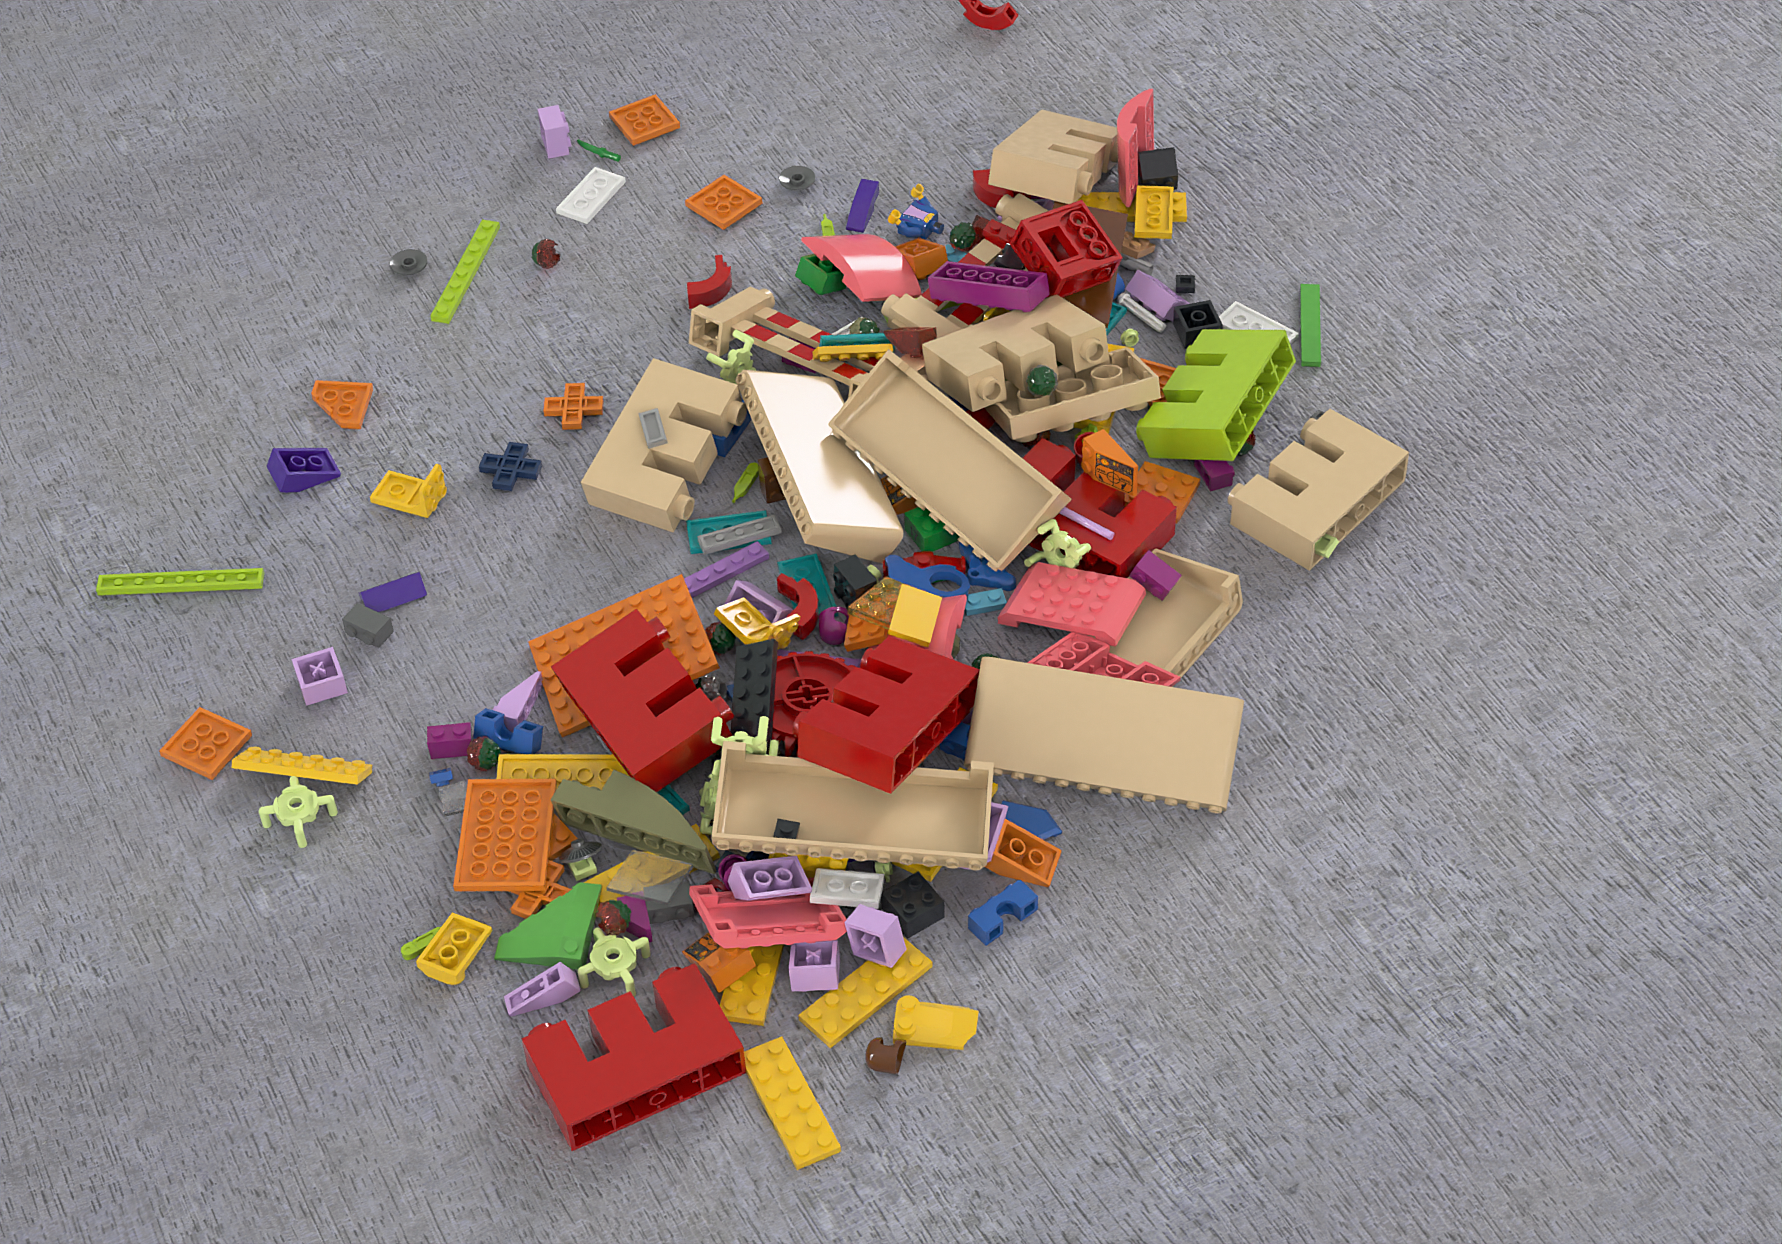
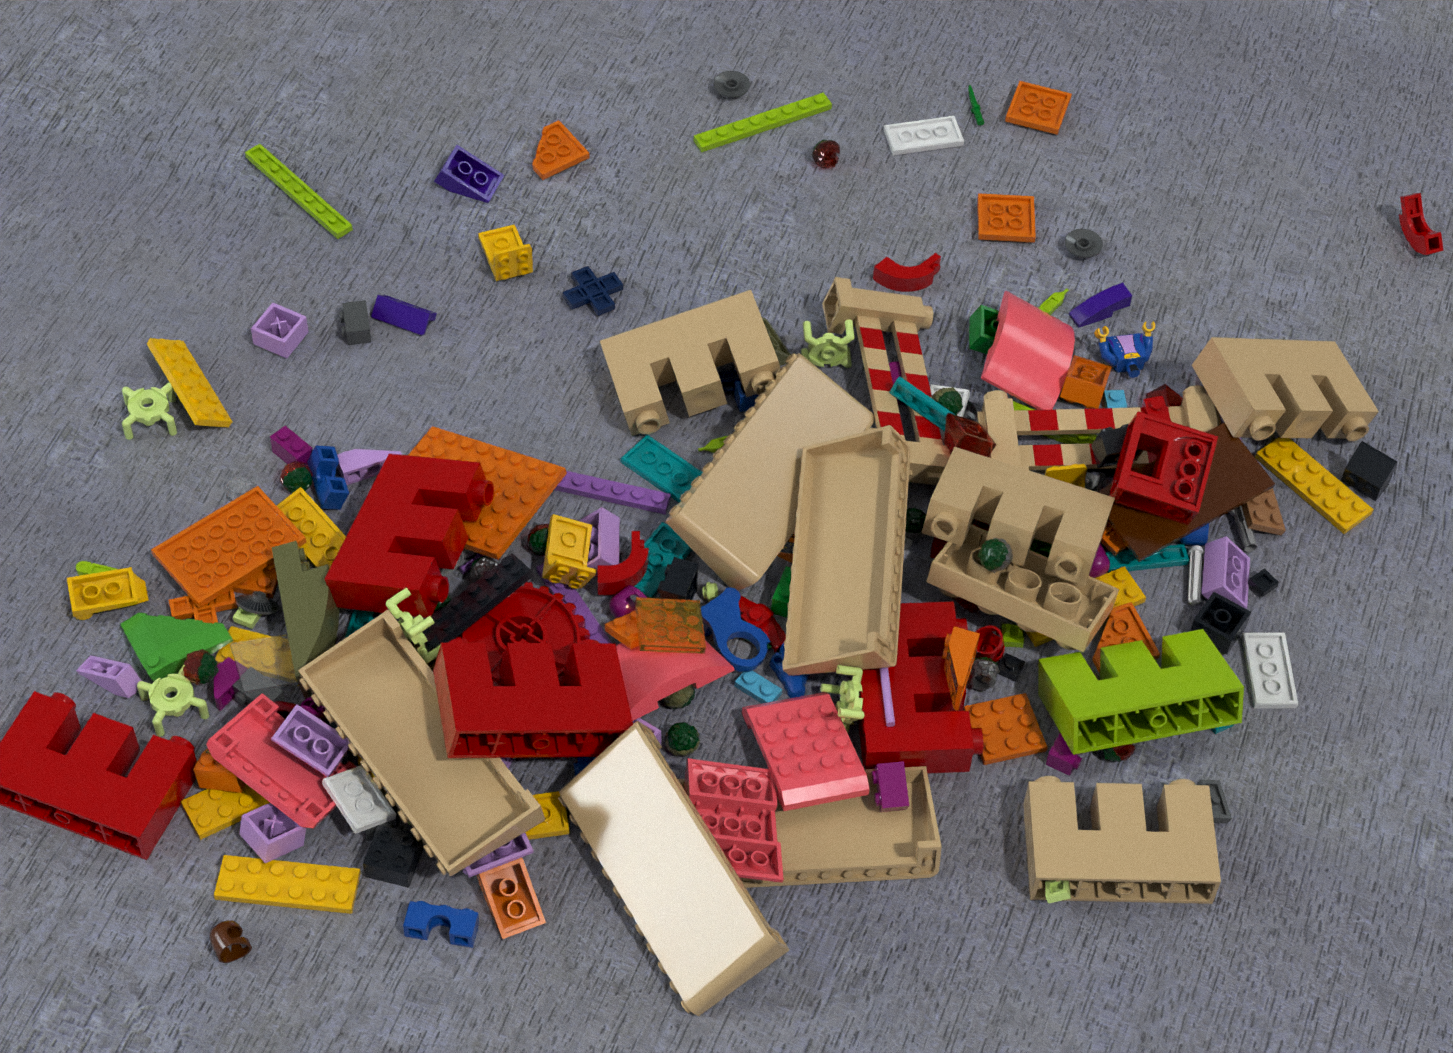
camera: 45 degrees right, 5 degrees up
(205, 743) = (166, 314): orange plate -> none
(441, 777) = (250, 467): blue plate -> none
(554, 131) = (955, 64): lavender brick -> none
(573, 406) = (692, 283): orange plate -> none
(653, 428) = (686, 342): light grey tile -> none
(739, 534) = (657, 474): light grey tile -> none
(786, 829) = (356, 716): black plate -> none
(790, 1103) = (138, 909): yellow plate -> none
(844, 353) = (904, 406): yellow plate -> none
(875, 935) = (327, 850): lavender brick -> none
(914, 615) = (661, 646): yellow tile -> none
(933, 1024) = (290, 951): yellow slope -> none
(963, 237) = (1134, 392): dark green piece -> none
(988, 286) = (1070, 446): magenta brick -> none
(1032, 819) = (552, 876): blue tile -> none
(1129, 337) = (1156, 586): yellowish green plate -> none
(1134, 135) = (1374, 417): coral slope -> none
(1154, 212) = (1314, 502): yellow plate -> none
(1310, 325) = (1319, 707): bright green tile -> none

